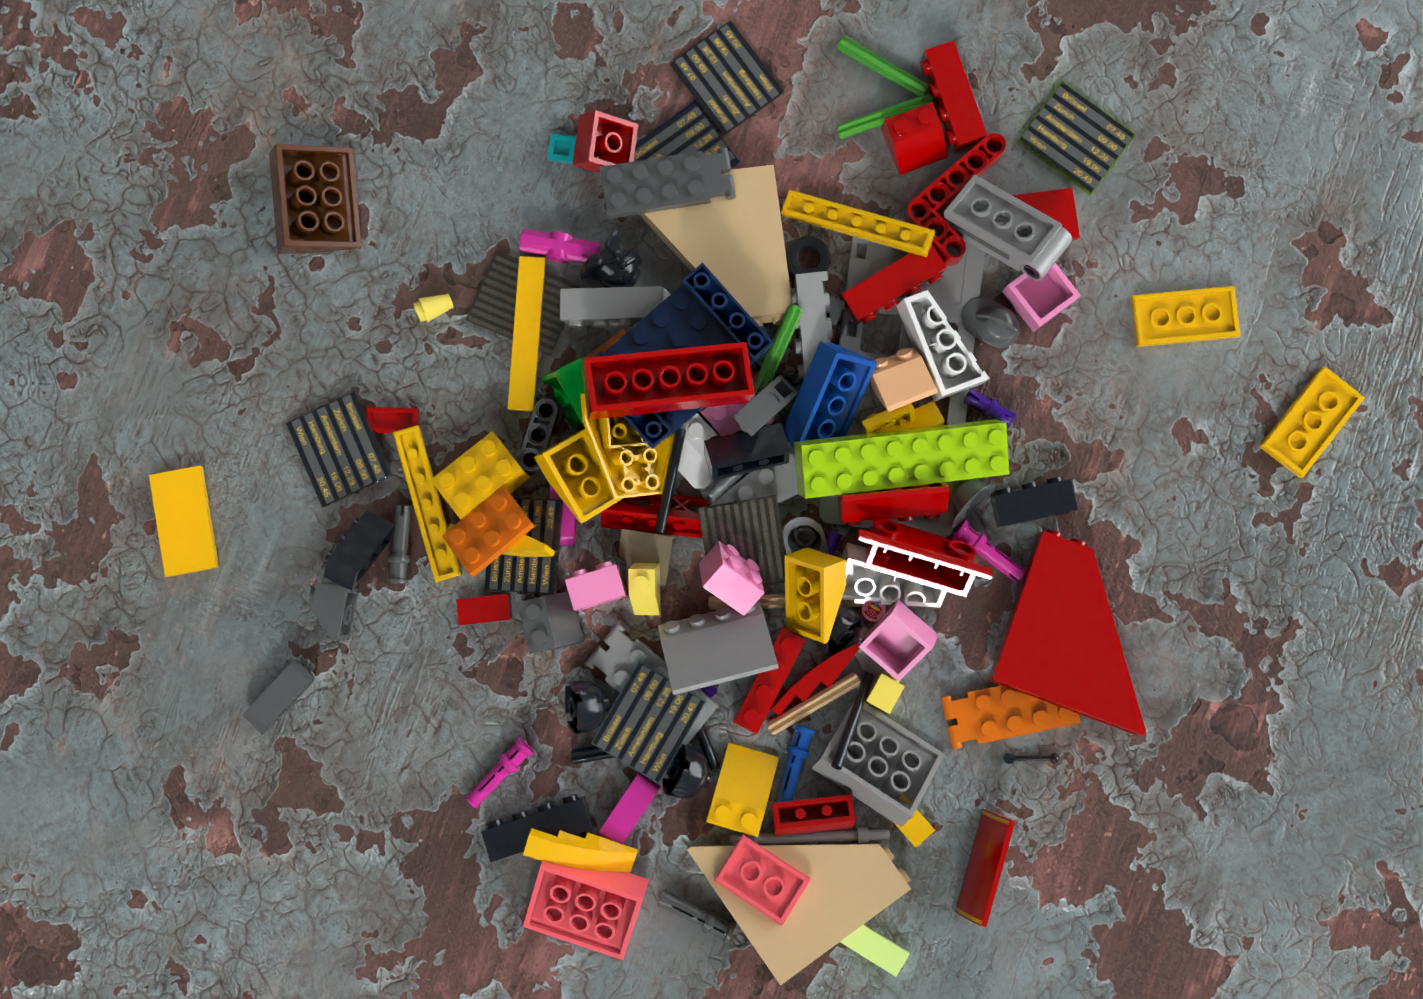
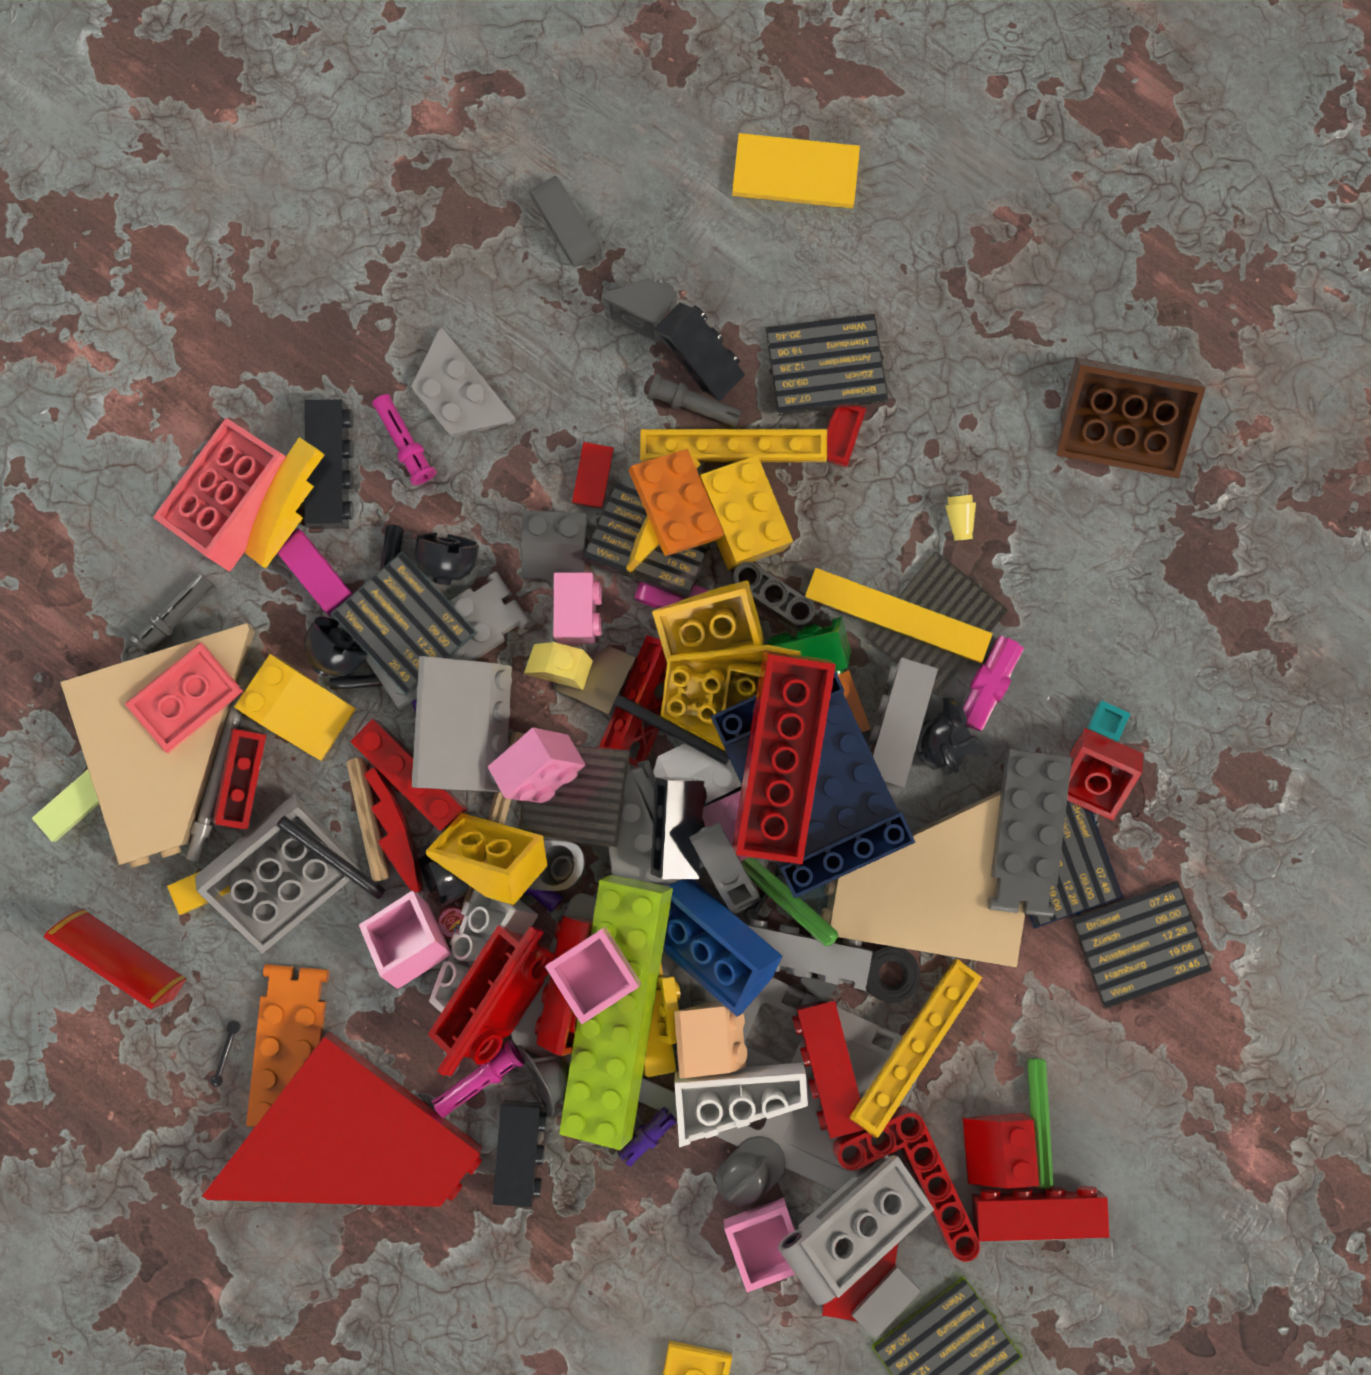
camera: 105 degrees right, 0 degrees up
(446, 741) = (457, 391): none -> light grey wing
(797, 752) = (318, 783): blue pin -> none
(880, 477) = (593, 975): none -> bright pink piece
(882, 66) = (1102, 1138): bright green axle -> none
(884, 692) = (352, 905): light yellow brick -> none
(1054, 192) = (885, 1301): none -> light grey tile

